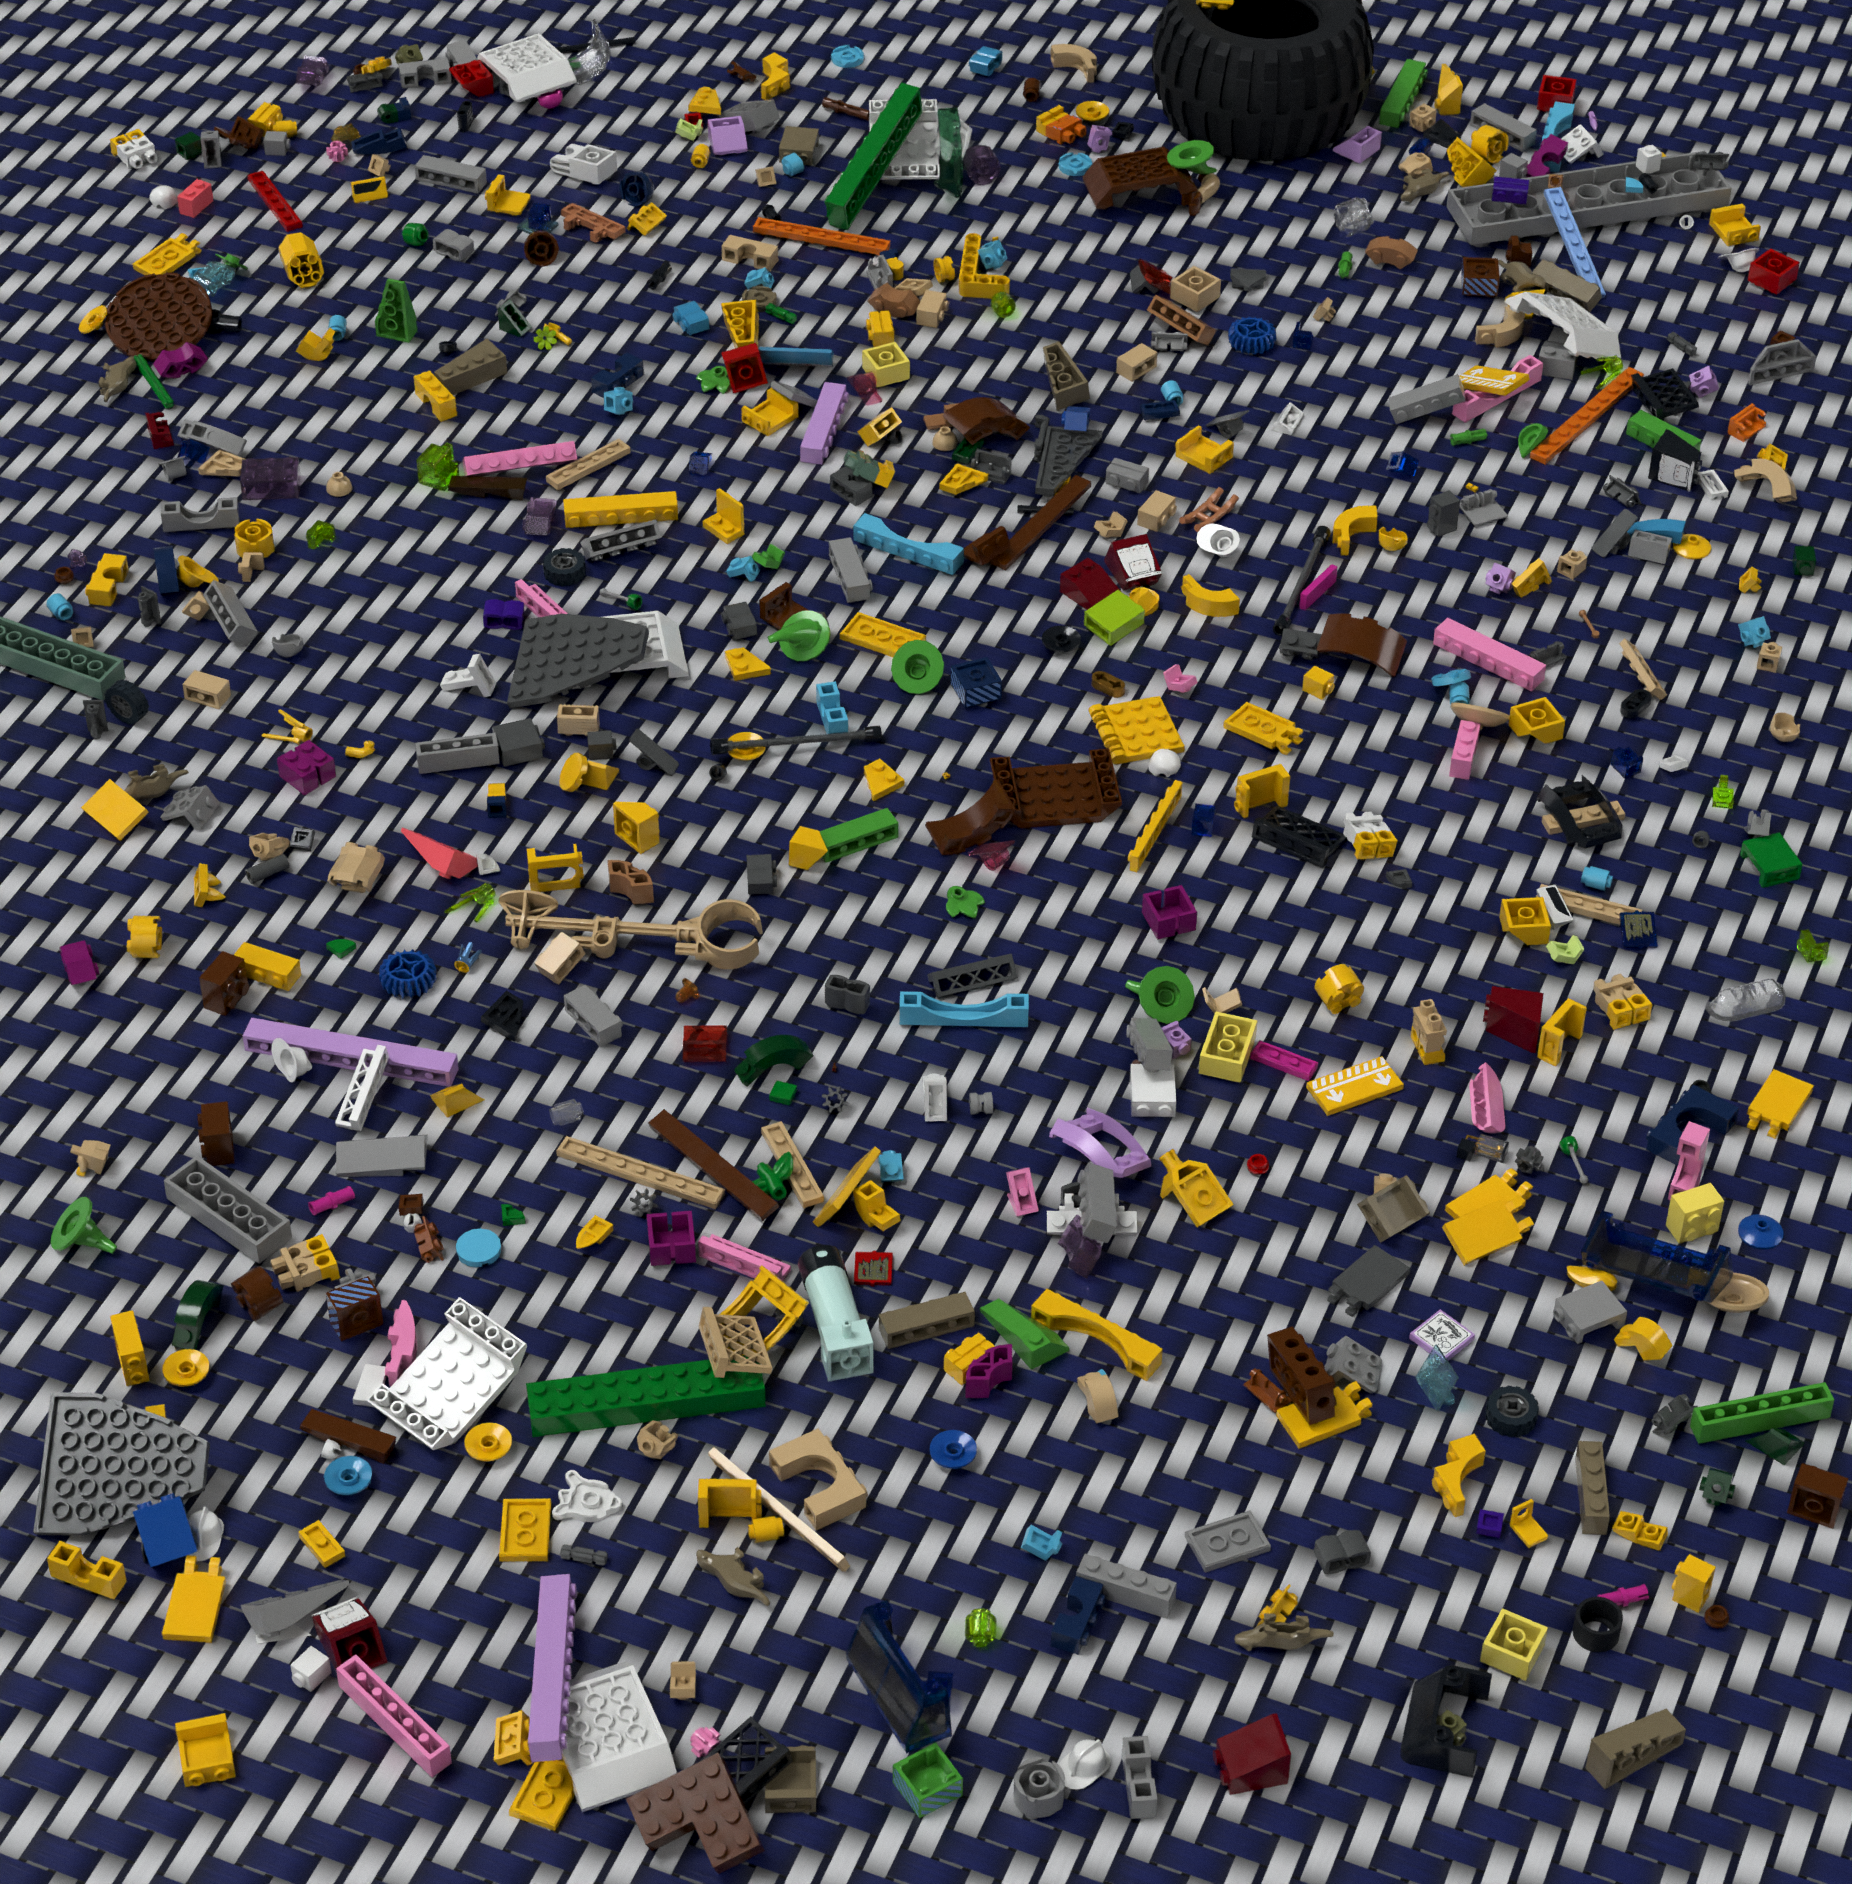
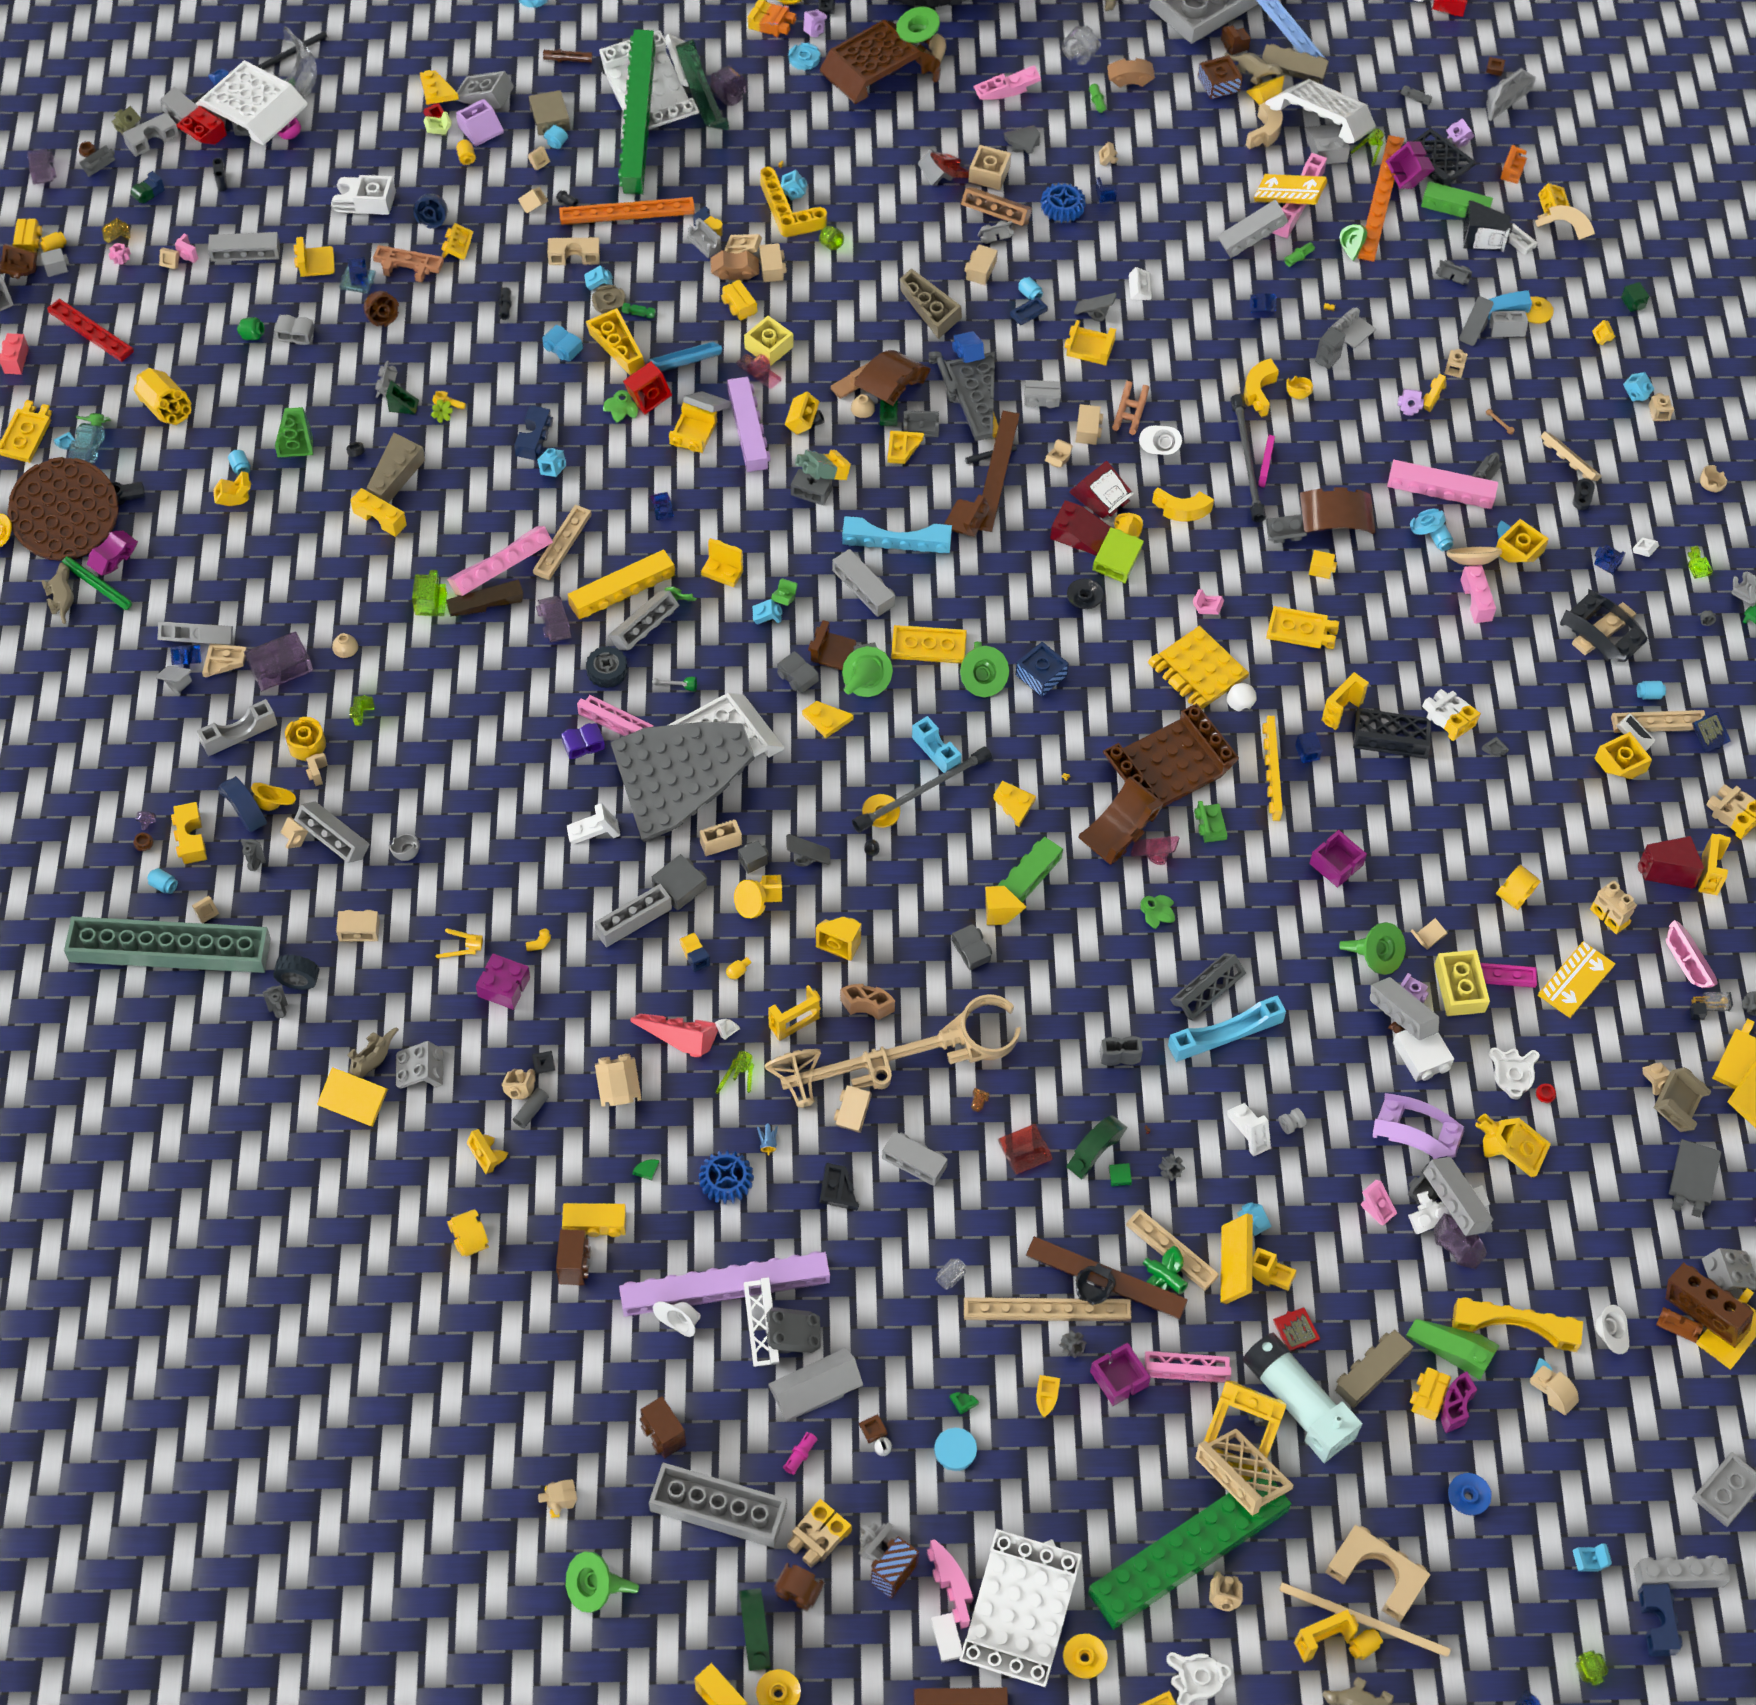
camera: 25 degrees left, 15 degrees up
(78, 962) = (422, 1286): magenta brick -> none
(158, 430) = (136, 640): dark red hinge -> none
(369, 189) = (176, 289): yellow slope -> none
(376, 65) = (100, 140): yellow plate -> none
(379, 142) = (154, 230): dark blue slope -> none
(384, 1102) = (793, 1330): none -> dark grey shield
(397, 162) = (186, 250): none -> bright pink bracket
(427, 1234) = (916, 1466): dark orange hinge -> none
(455, 1099) = (841, 1297): yellow slope -> none
(528, 825) = (737, 968): none -> yellow cylinder
(667, 531) = (677, 594): none -> bright green plate
(686, 1153) = (1089, 1292): none -> black helmet
(738, 203) = (533, 199): none -> tan panel
(743, 74) = (451, 43): reddish brown plate -> none
(779, 79) = (479, 30): yellow arch -> none
(943, 269) = (759, 215): yellow wheel -> none
(1063, 851) = (1211, 822): none -> bright green bracket
(1108, 684) = (1148, 627): pearl gold beam -> none
(1192, 1366) = (1613, 1329): none -> white piece
(1237, 1138) = (1513, 1072): none -> white tile
(1253, 233) = (1004, 87): none -> bright pink slope
(1565, 952) = (1668, 774): yellowish green bracket -> none
(1627, 390) = (1410, 161): none -> magenta piece

